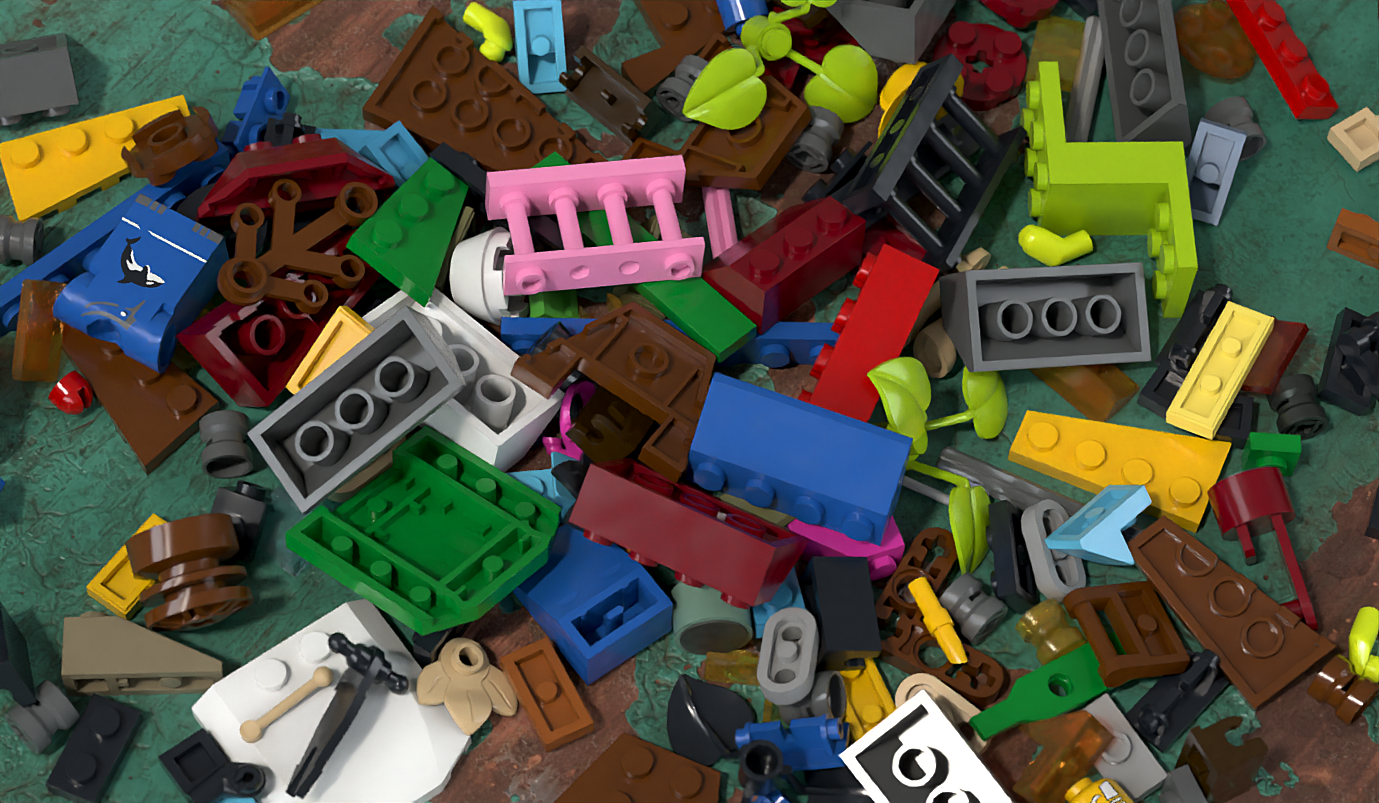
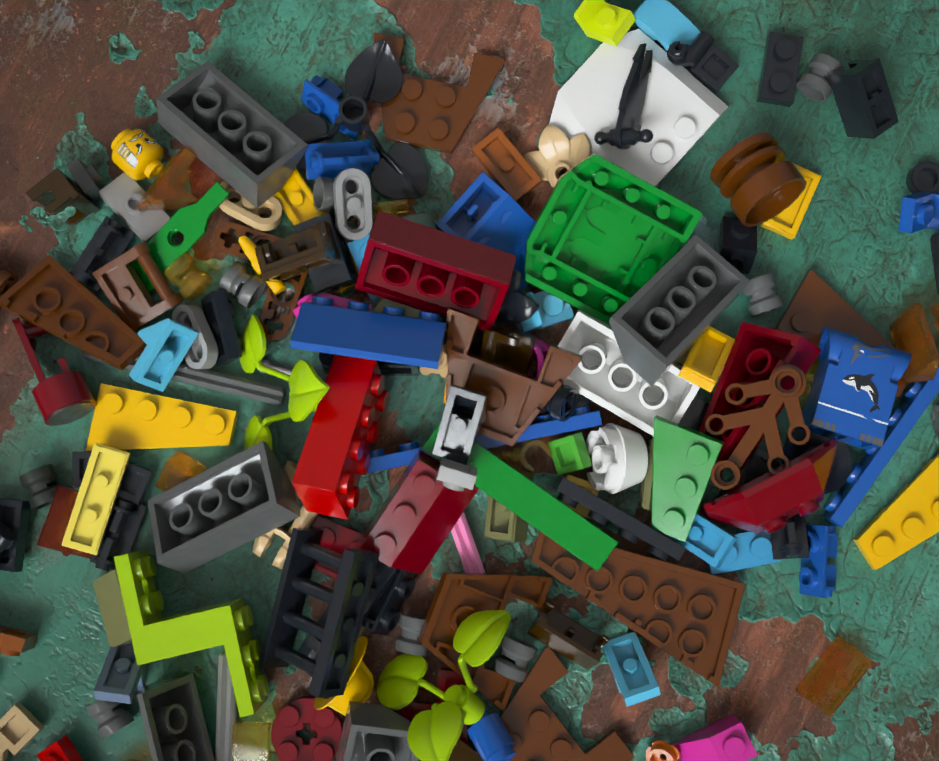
camera: 175 degrees right, 25 degrees up
(72, 394) = (878, 312): red hinge -> none
(122, 658) = (793, 125): dark tan slope -> none
(171, 144) = (871, 494): reddish brown plate -> none
(252, 730) = (685, 88): tan hinge -> none
(493, 29) = (667, 679): neon yellow arm -> none
(590, 188) = (581, 519): bright pink fence -> none
(700, 316) = (460, 424): none -> slope
(717, 263) = (457, 475): none -> light grey plate
(883, 599) = (296, 253): none -> dark brown hinge
(1051, 248) = (232, 583): neon yellow arm -> none
(1213, 242) = (112, 609): none -> olive slope
(1272, 451) = (56, 443): green plate -> none

